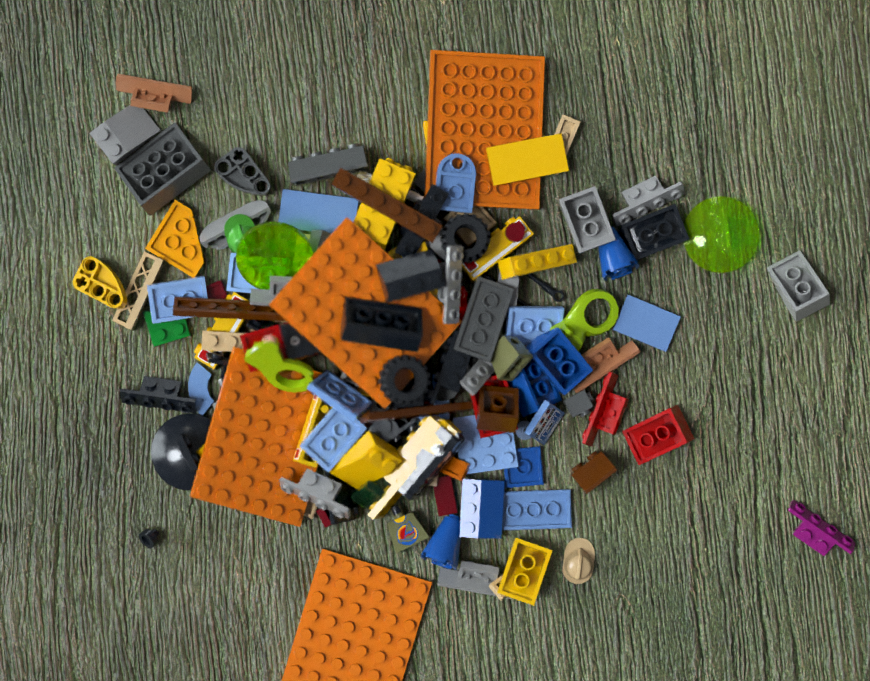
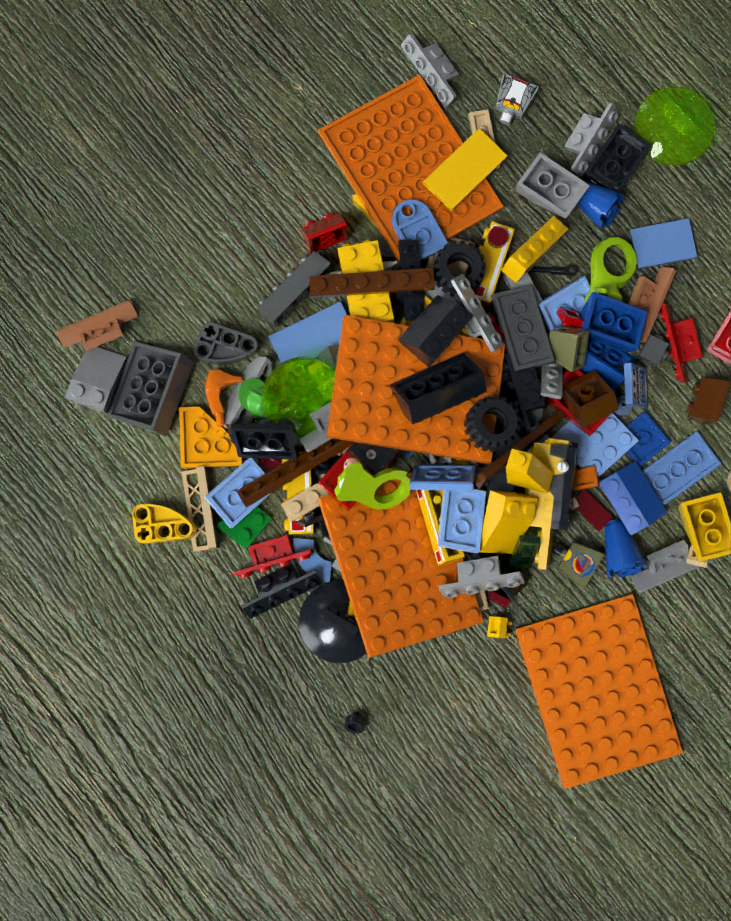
camera: 30 degrees left, 5 degrees down
(170, 363) = (272, 552): none -> red bracket
(215, 199) = (214, 384): none -> orange animal
(223, 274) = (265, 440): none -> black slope
(309, 538) = (497, 627): none -> yellow tile
(381, 135) = (325, 233): none -> red slope
(406, 436) = (528, 472): none -> yellow slope
(527, 334) = (569, 317): none -> red plate
(561, 57) = (433, 67): none -> light grey bracket
(607, 126) = (514, 98): none -> torso

